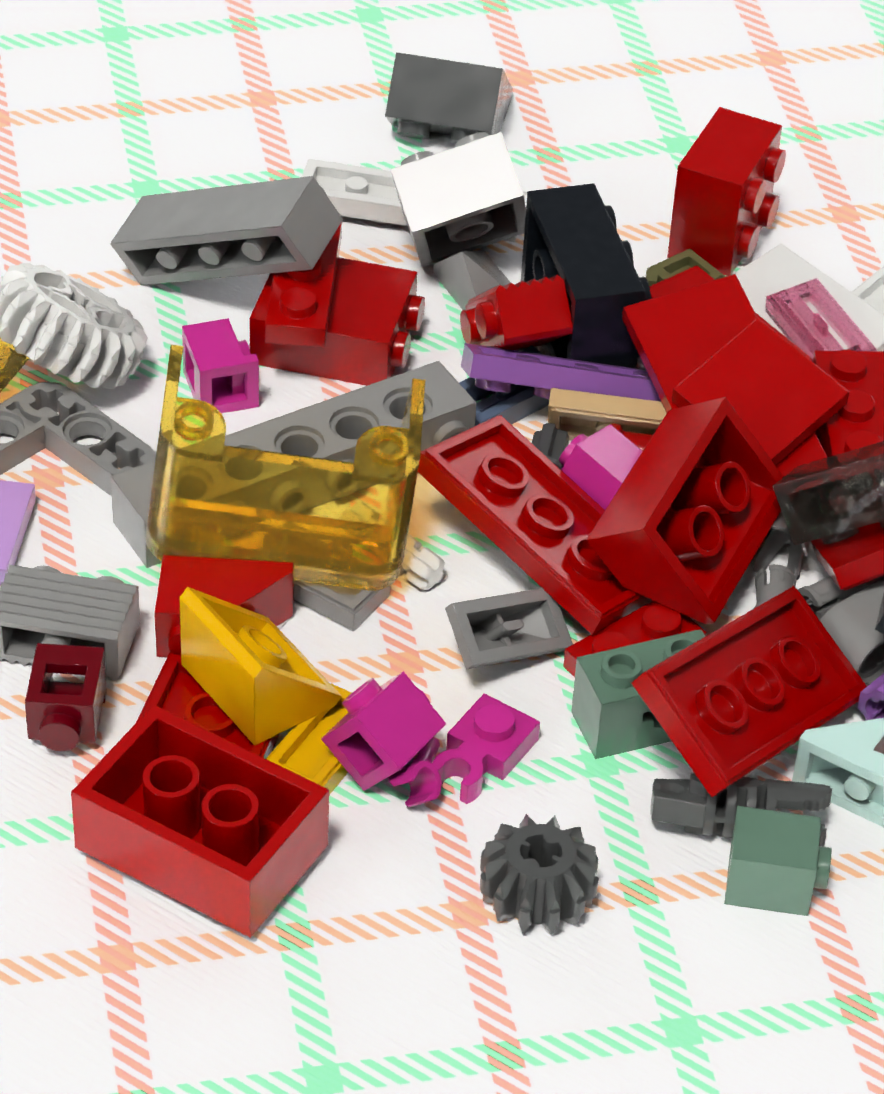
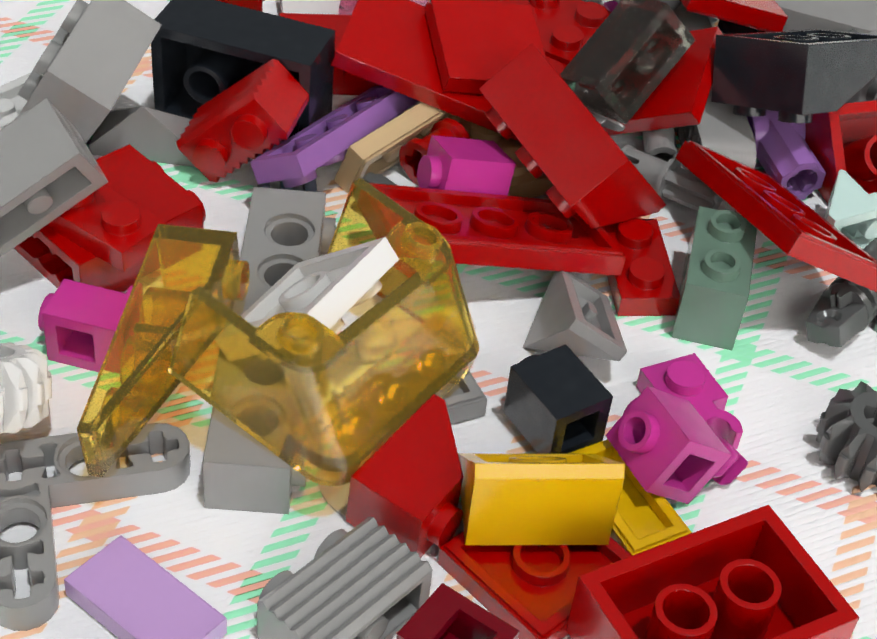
camera: 60 degrees left, 0 degrees up
(243, 372) = (136, 366): none -> clear yellow wedge
(318, 435) = (327, 285): none -> white plate
(369, 641) = (557, 402): none -> black brick

